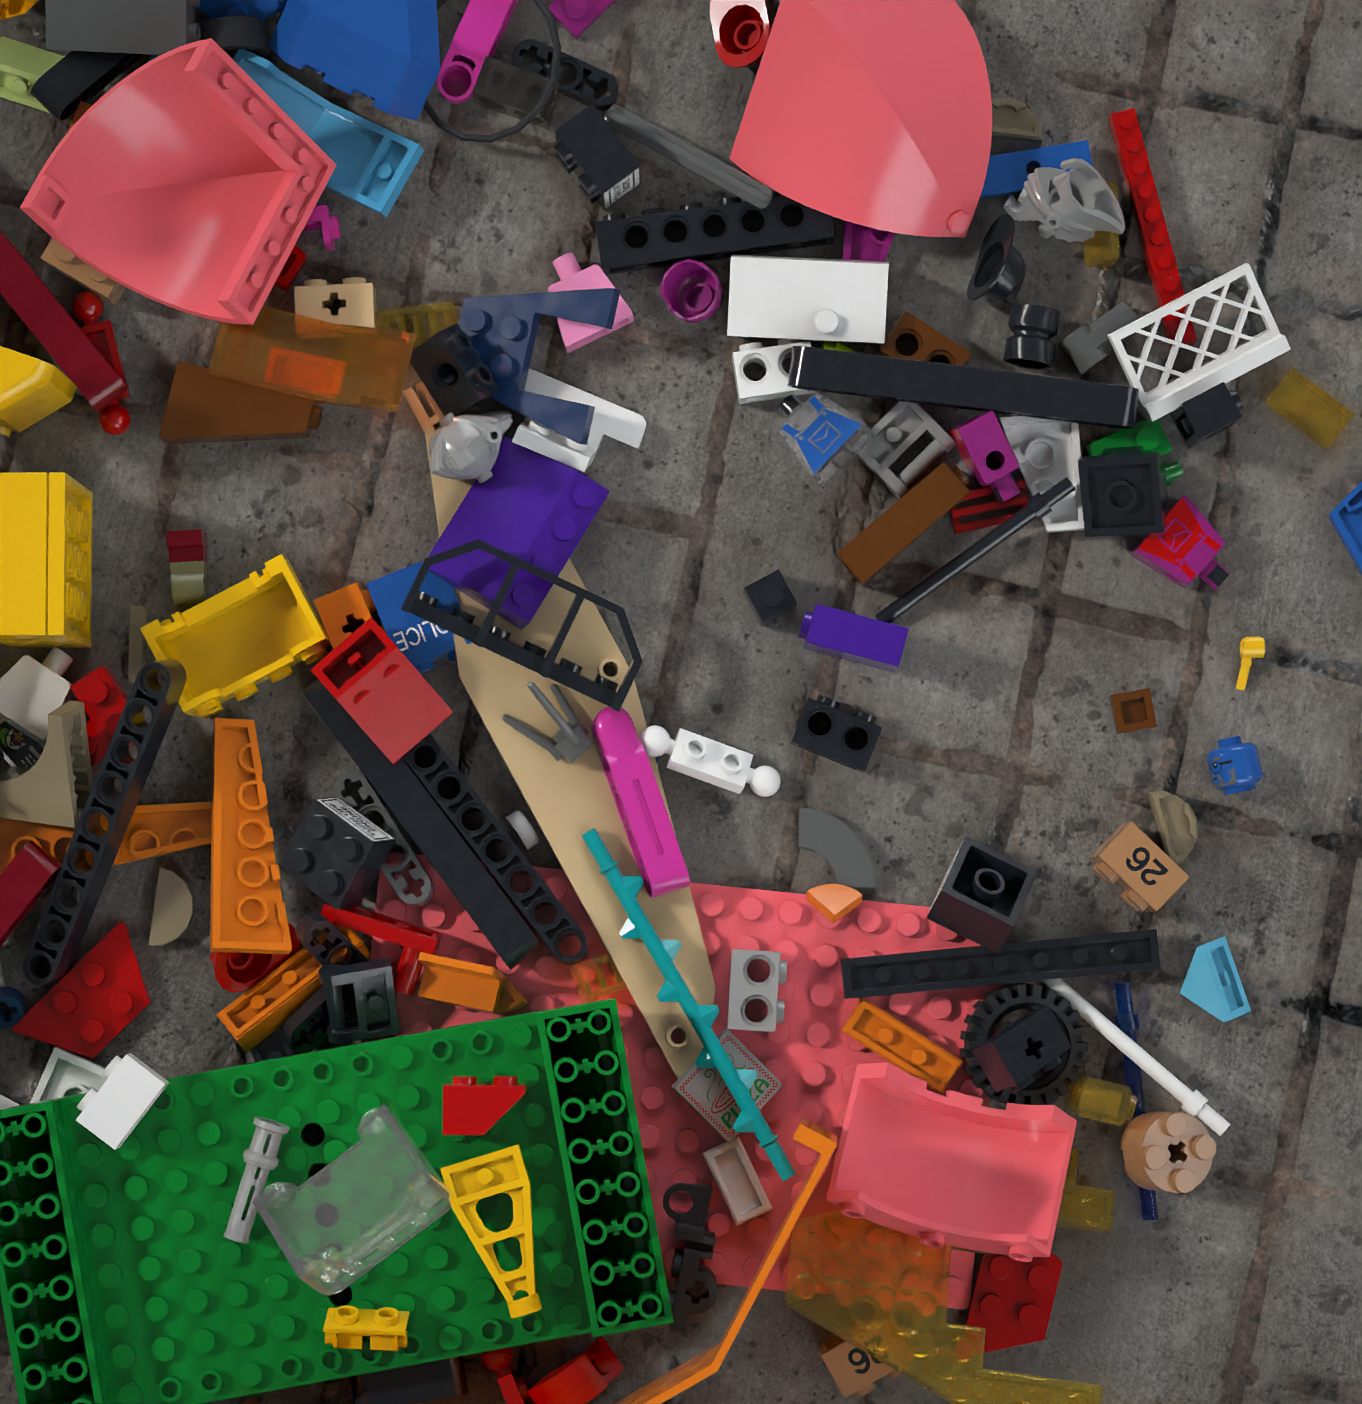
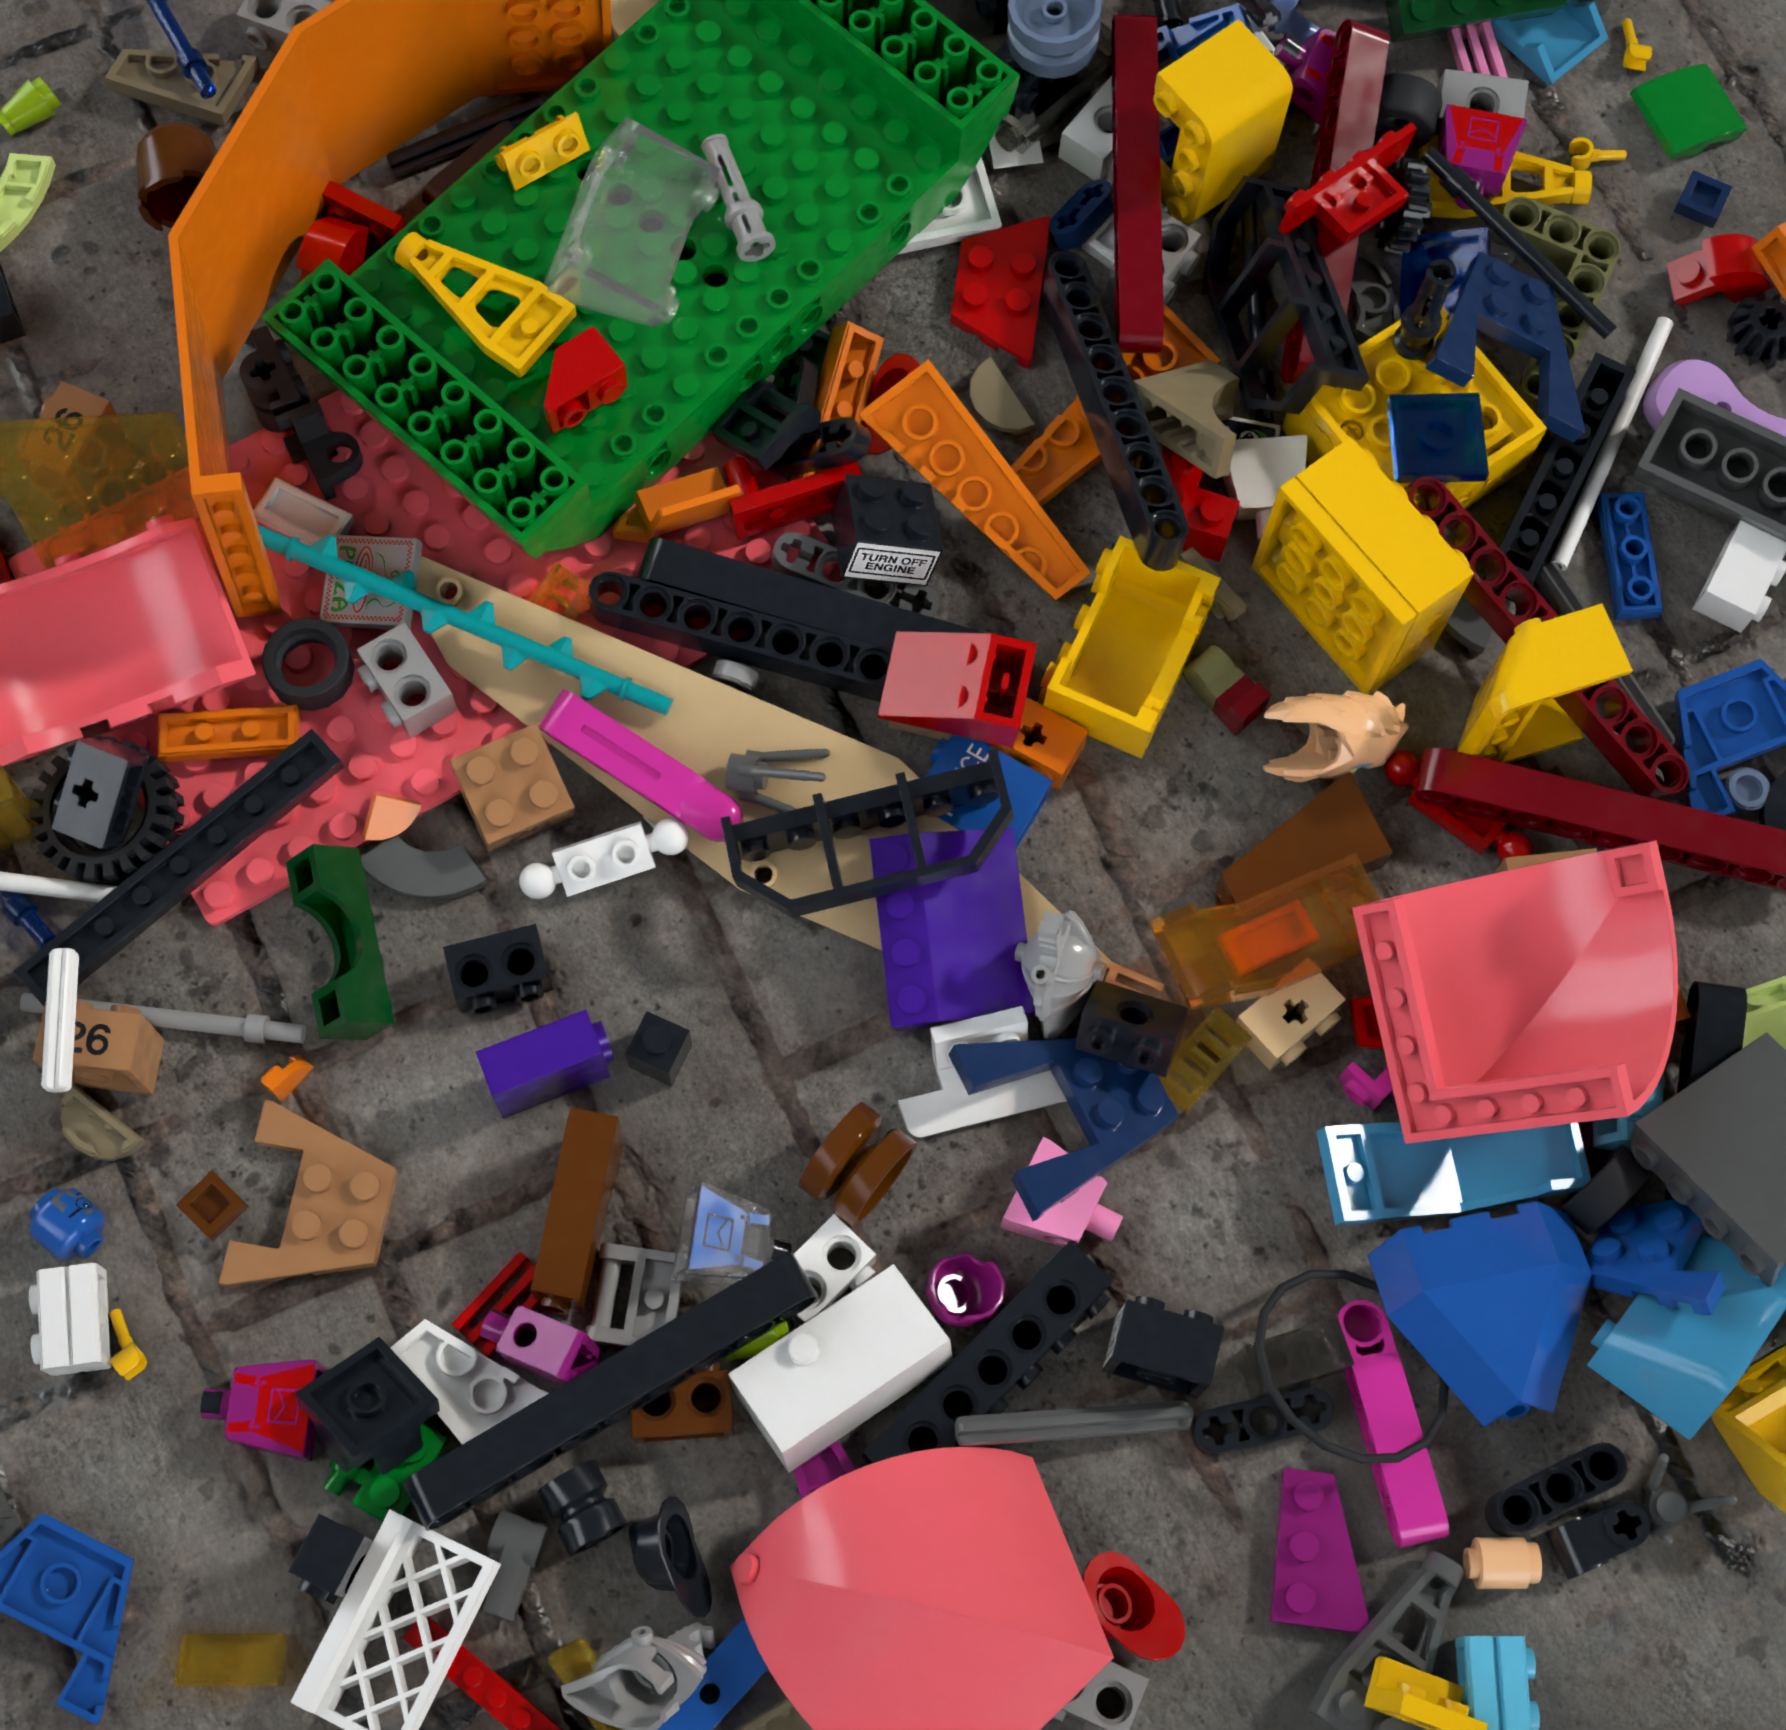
camera: 140 degrees right, 15 degrees down
(121, 1099) = (901, 176): white brick -> none
(146, 472) = (1344, 734): none -> light nougat head
(700, 417) = (857, 1164): none -> reddish brown wheel
(737, 855) = (512, 787): none -> medium nougat brick
(840, 1068) = (299, 633): none -> black tyre
(944, 786) = (334, 891): none -> dark green arch
(982, 895) = (241, 912): black brick -> none
(1025, 816) = (253, 1028): none -> light grey bar
(1026, 765) = (283, 1081): none -> orange tile
(1037, 507) = (451, 1329): black bar -> none
(1054, 652) = (334, 1211): none -> medium nougat wing
(1155, 887) = (60, 1020): none -> white axle
(1271, 699) = (71, 1319): none -> white brick

